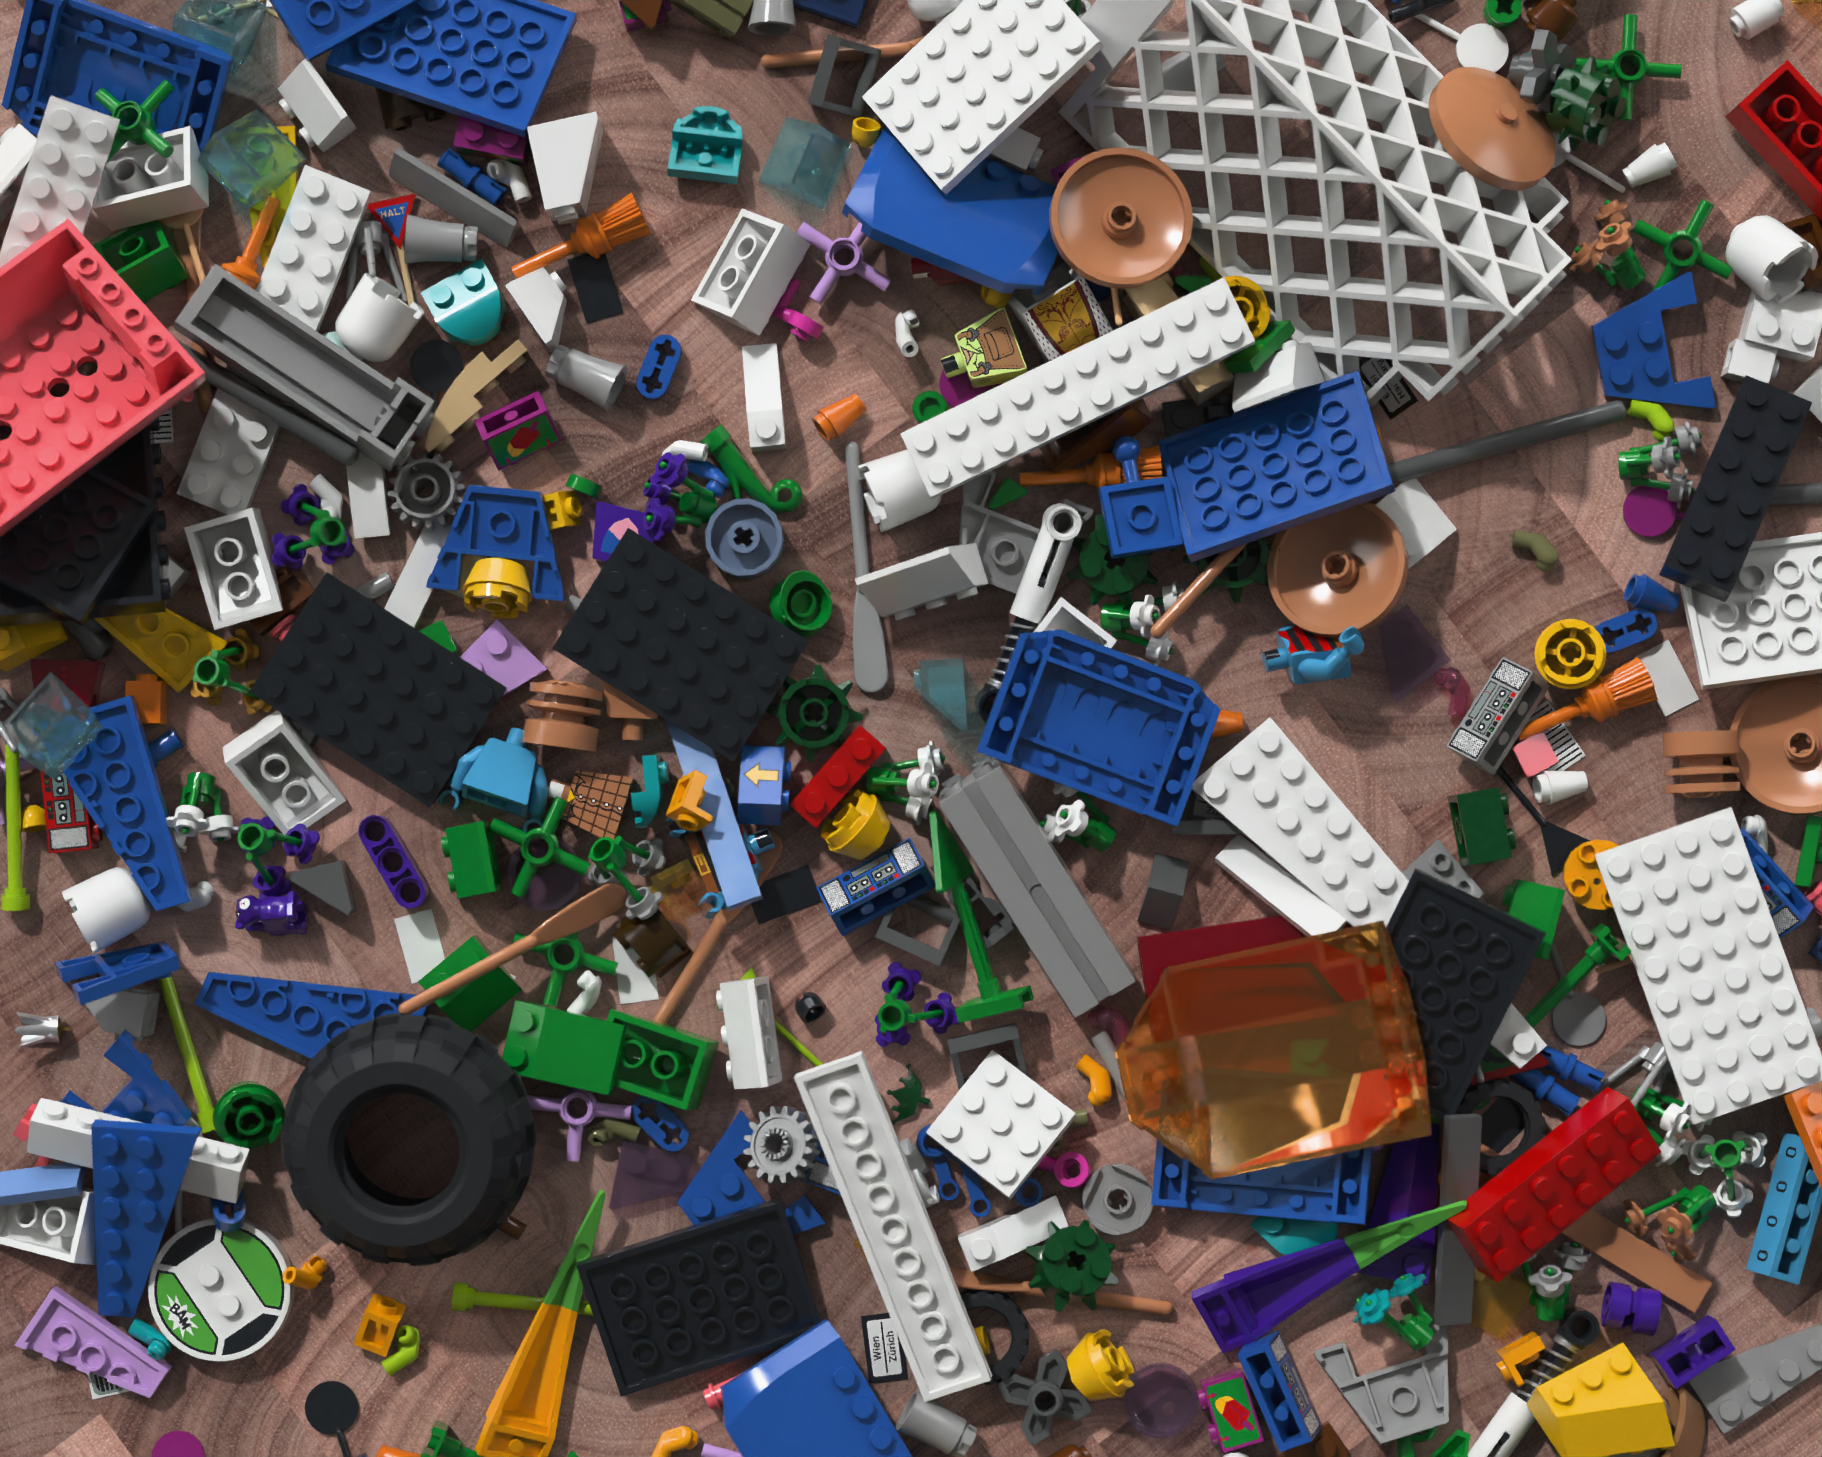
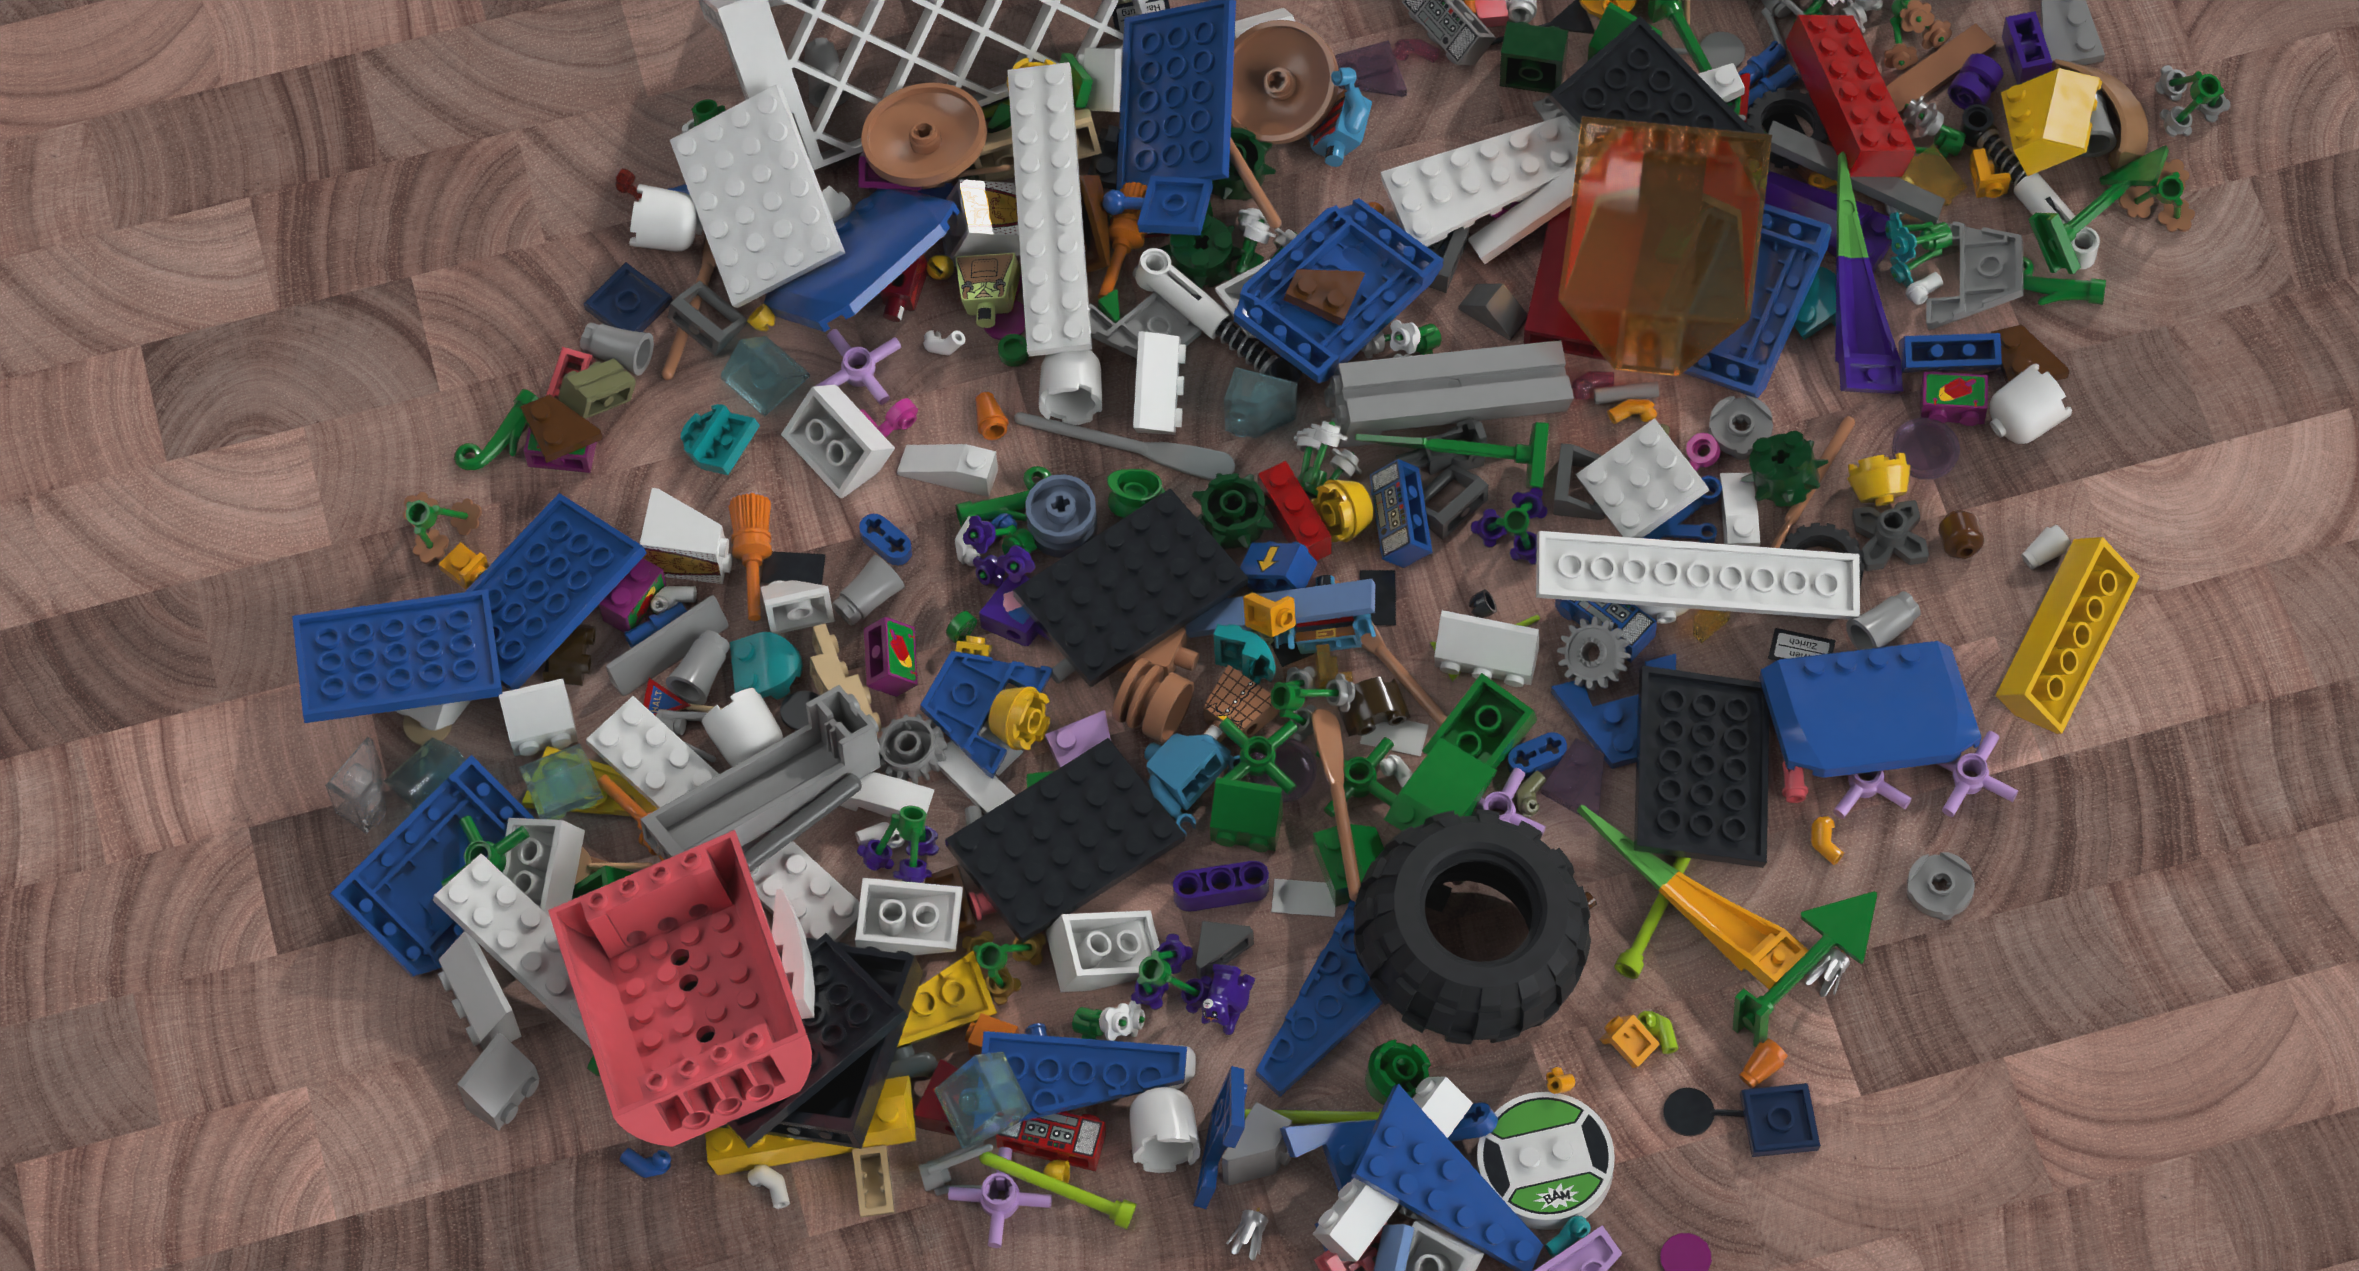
camera: 70 degrees left, 25 degrees down
(124, 476) = (794, 954): none -> white slope
(1085, 719) = (1324, 292): none -> reddish brown wing
(1363, 1335) = (1918, 290): none -> white arm

